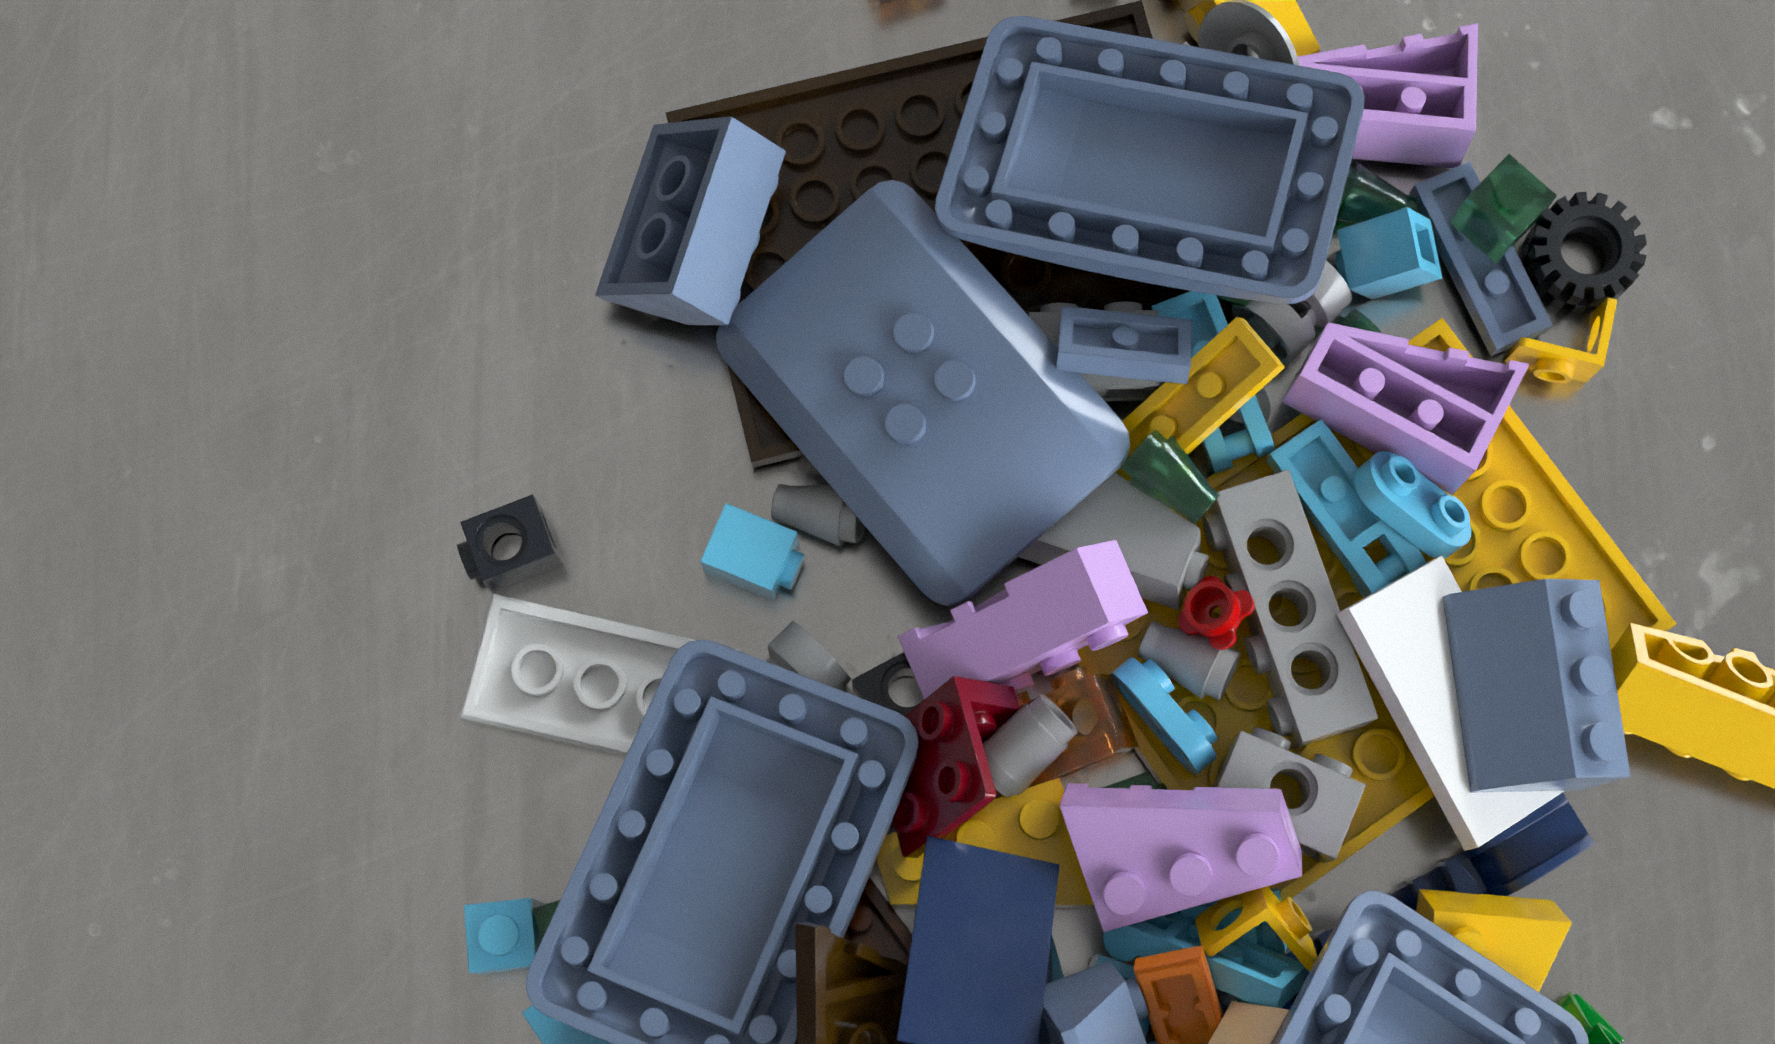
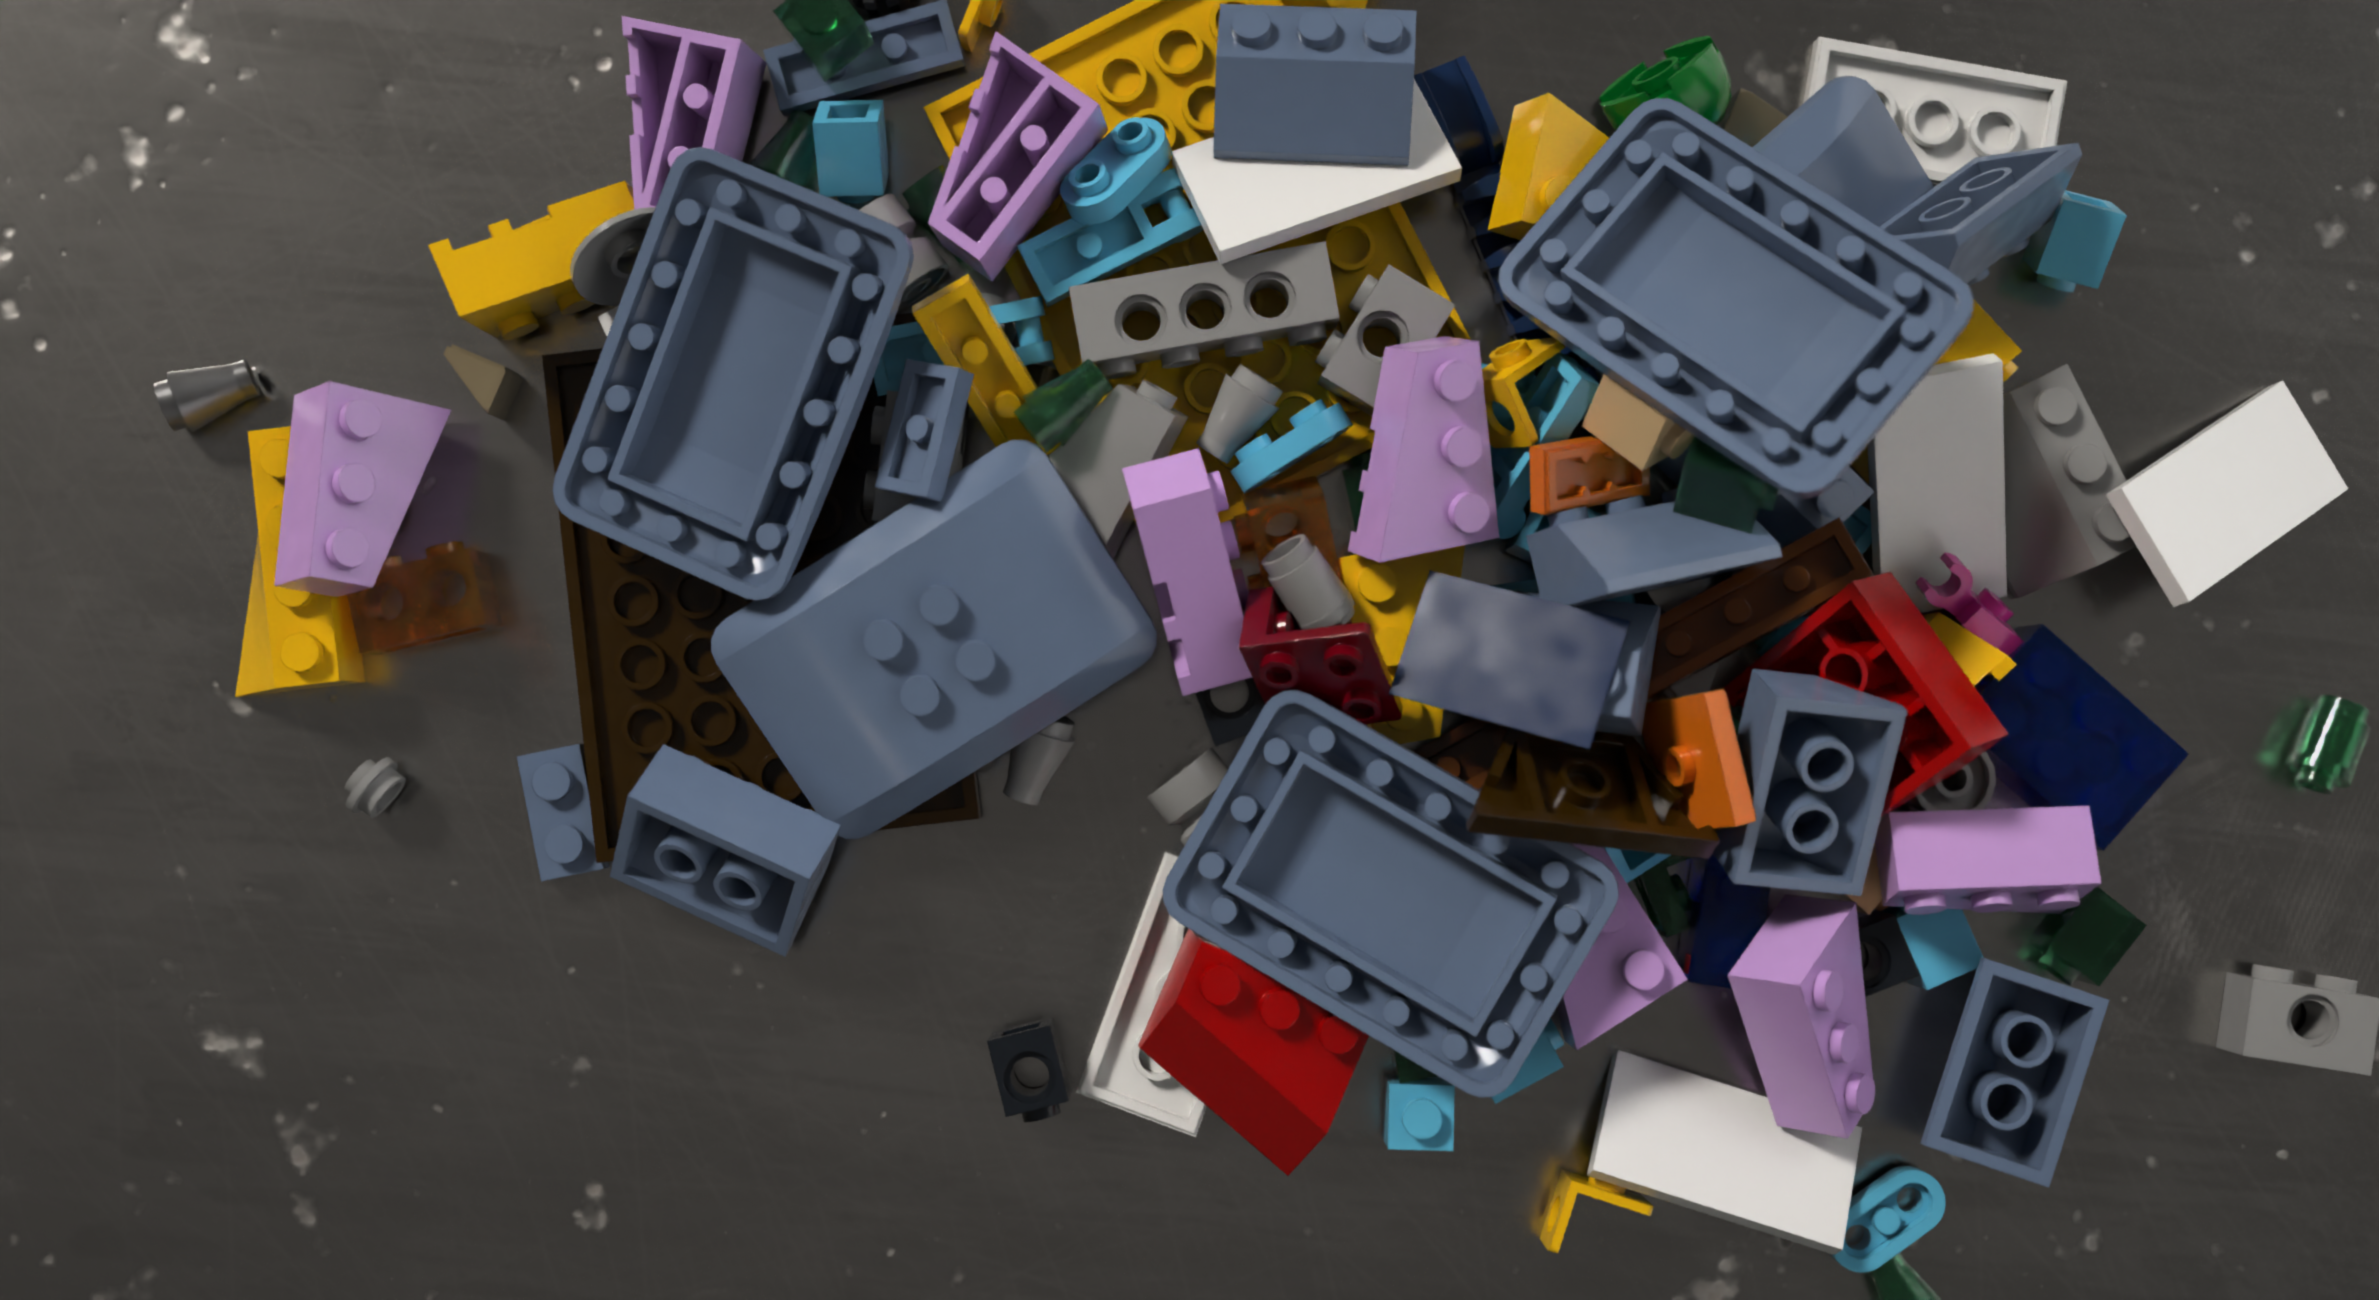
camera: 85 degrees left, 10 degrees up
(548, 757) = (1252, 1050): none -> red wedge
(709, 74) = (559, 811): none -> sand blue plate
(752, 553) = (1071, 827): medium azure brick -> none
(1200, 603) = (1187, 393): red plate -> none

